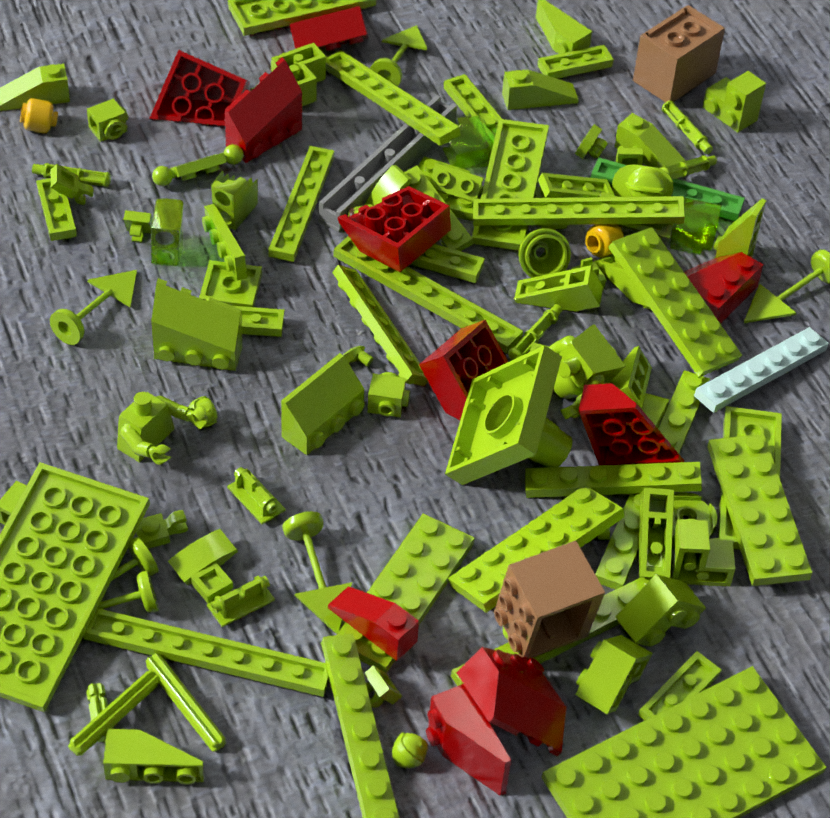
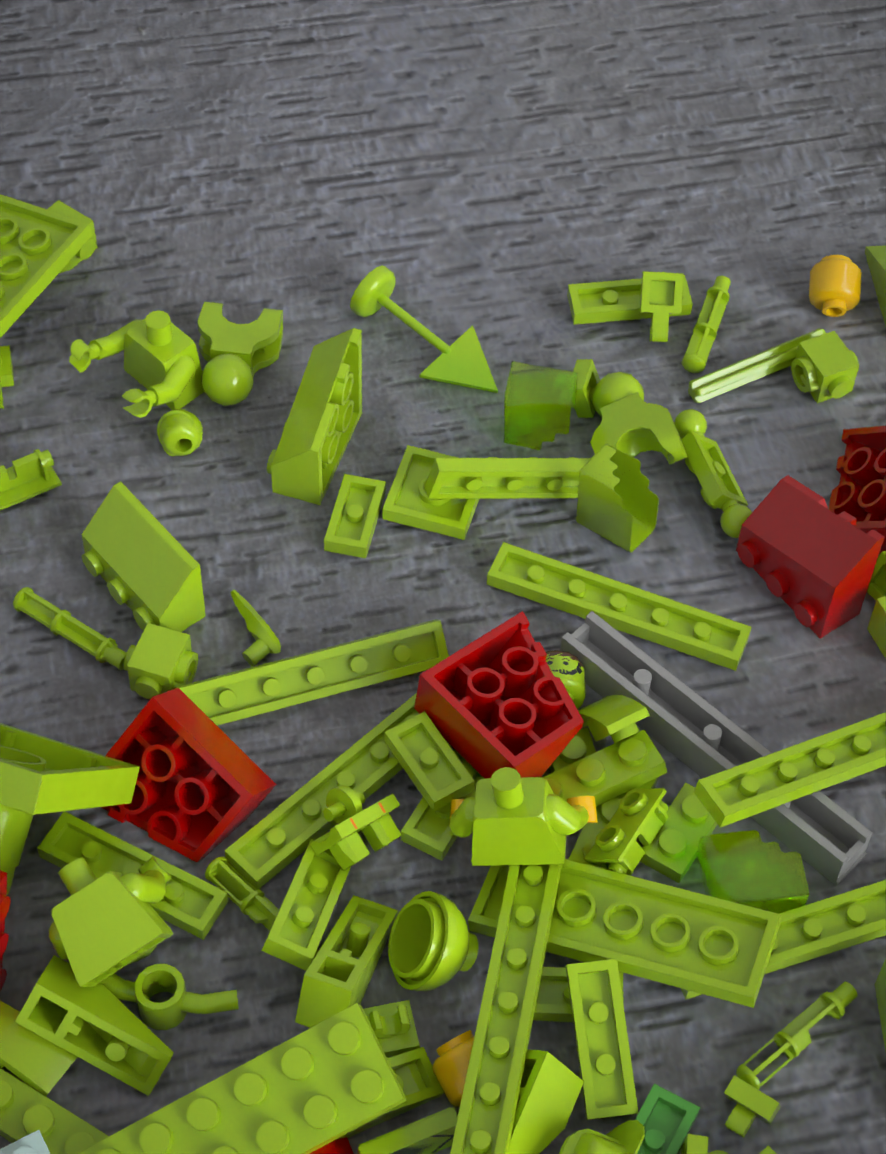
camera: 100 degrees right, 5 degrees up
(105, 152) = (747, 369): none -> lime axle
(120, 392) = (236, 351): none -> lime piece
(174, 188) = (632, 423): none -> lime piece
(366, 447) = (64, 624): none -> lime piece
(435, 260) = (429, 761): none -> lime plate
(481, 209) = (518, 820): none -> lime torso
(482, 290) = (346, 809): none -> lime hips
(534, 304) = (306, 909): none -> lime plate
(554, 134) = (796, 1034): none -> lime piece

